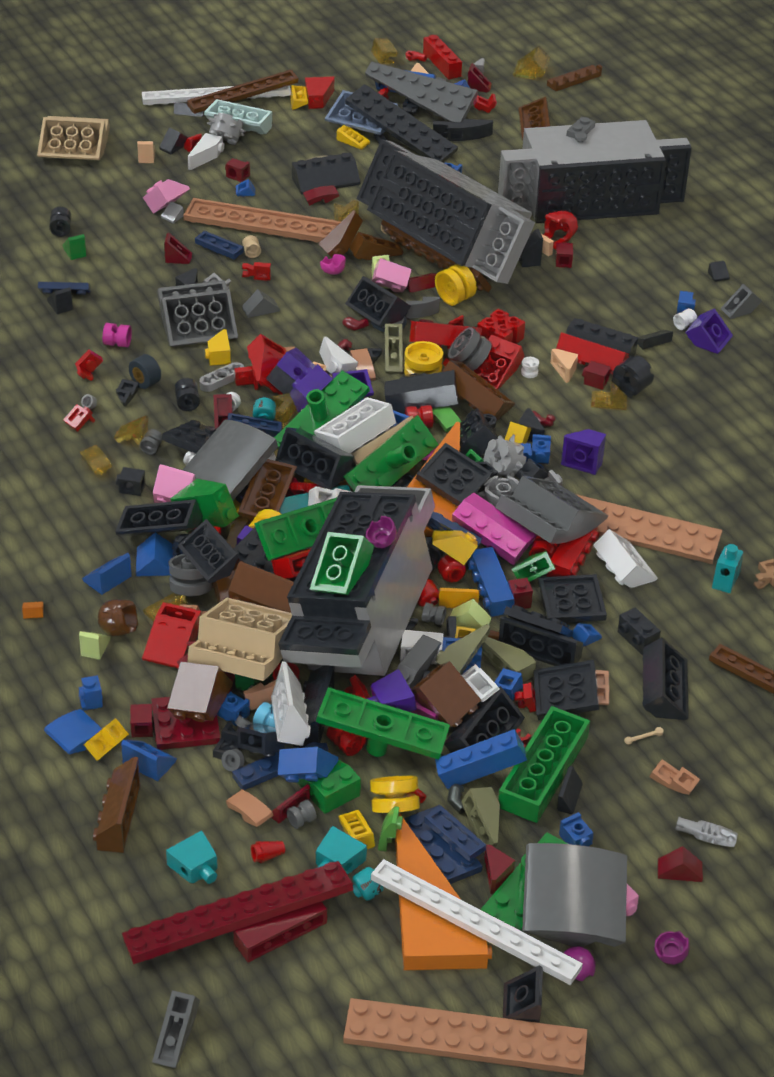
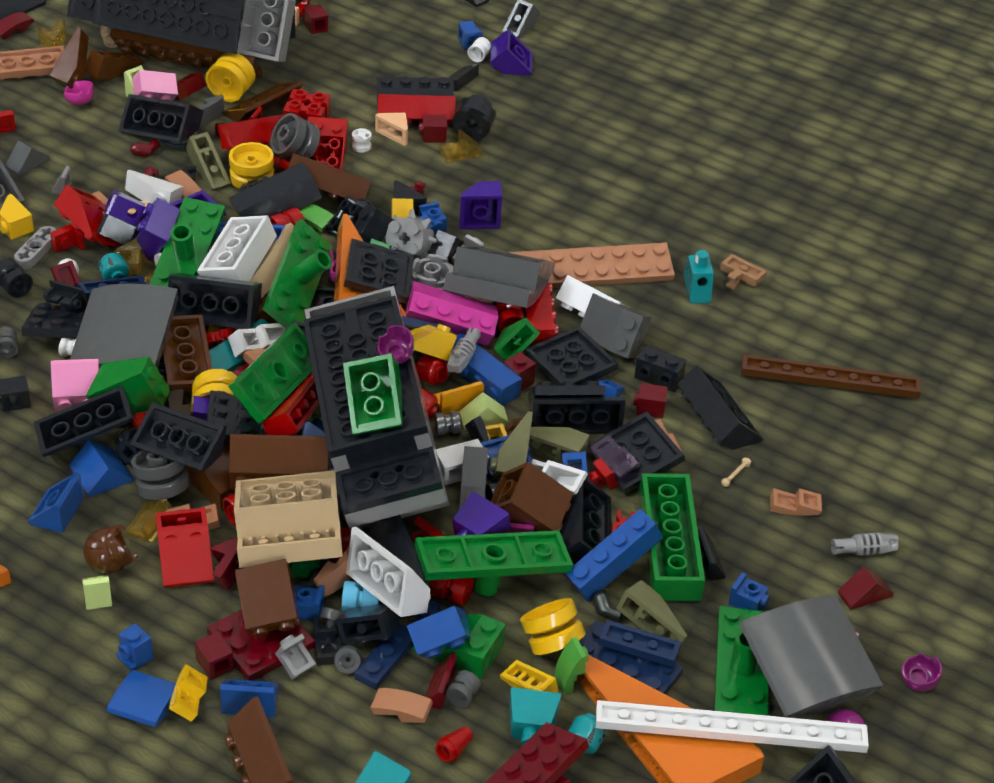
camera: 30 degrees left, 0 degrees up
(196, 742) = (294, 656): none -> light grey bracket
(210, 418) = (66, 295): none -> black hinge
(275, 331) = (63, 180): none -> light grey slope
(472, 311) = (264, 99): none -> reddish brown slope
(479, 561) = (463, 351): none -> light grey hinge
(498, 867) = (699, 662): dark red slope -> none
(543, 685) = (615, 457): none -> clear purple slope
(612, 654) = (651, 400): none -> dark red brick
(623, 584) = (615, 326): none -> dark grey slope

